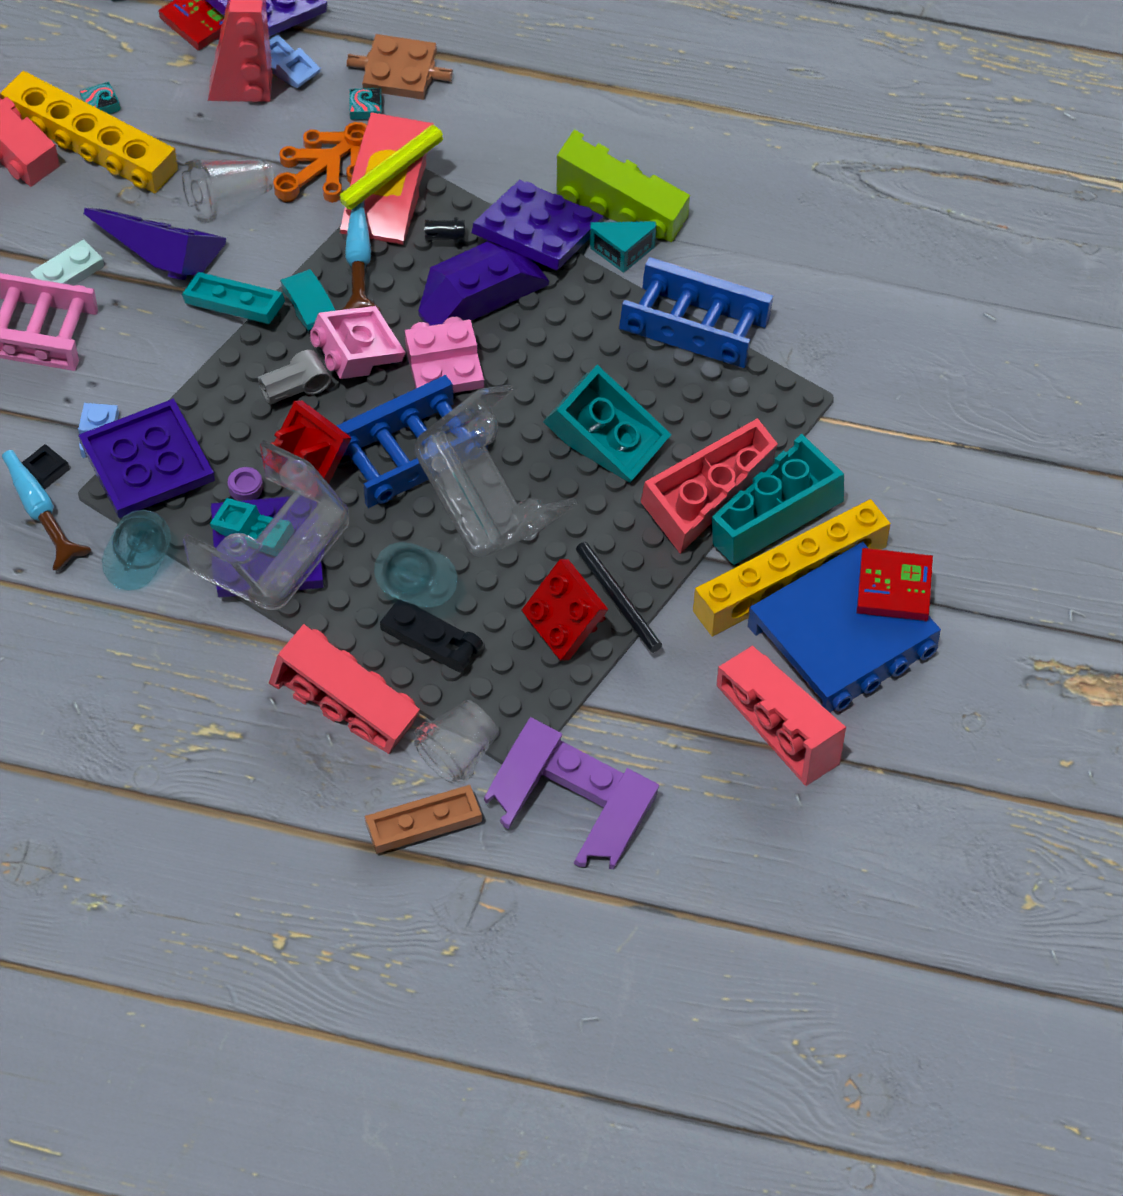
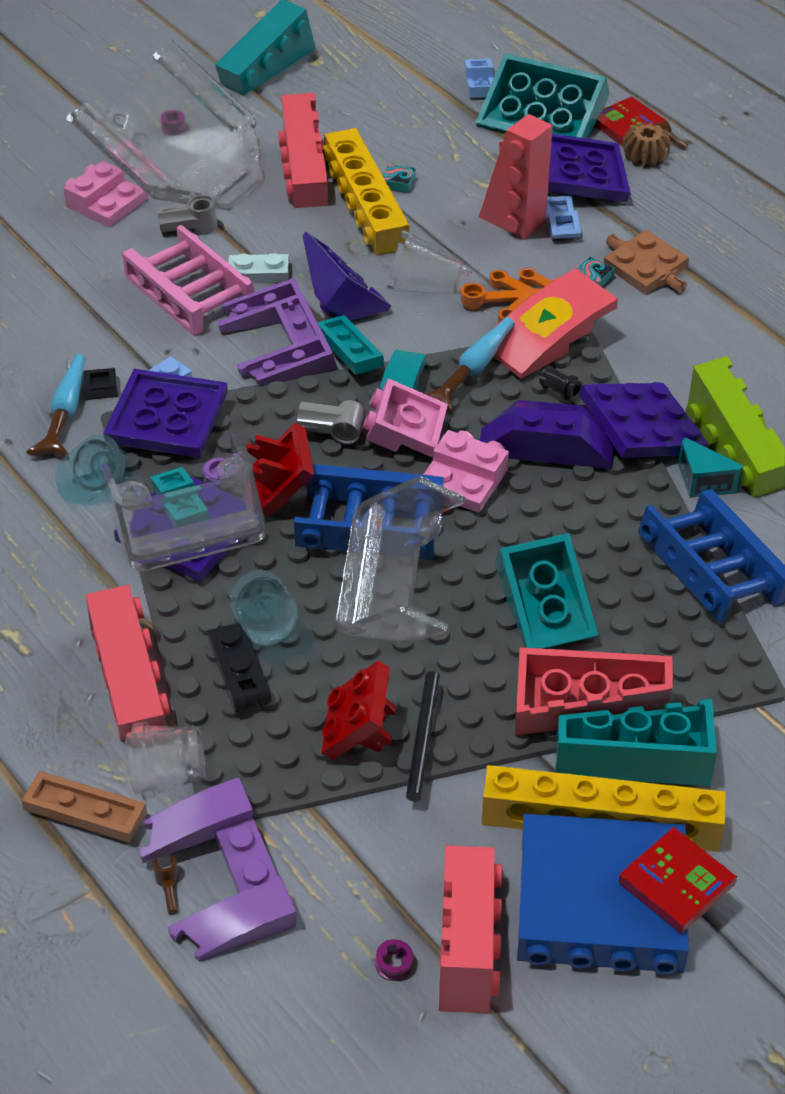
camera: 40 degrees right, 10 degrees down
(132, 289) = (285, 305): none -> medium lavender wedge
(391, 167) = (551, 310): neon yellow axle -> none
(536, 829) = (167, 879): none -> reddish brown hand
(740, 765) = (396, 947): none -> magenta bush

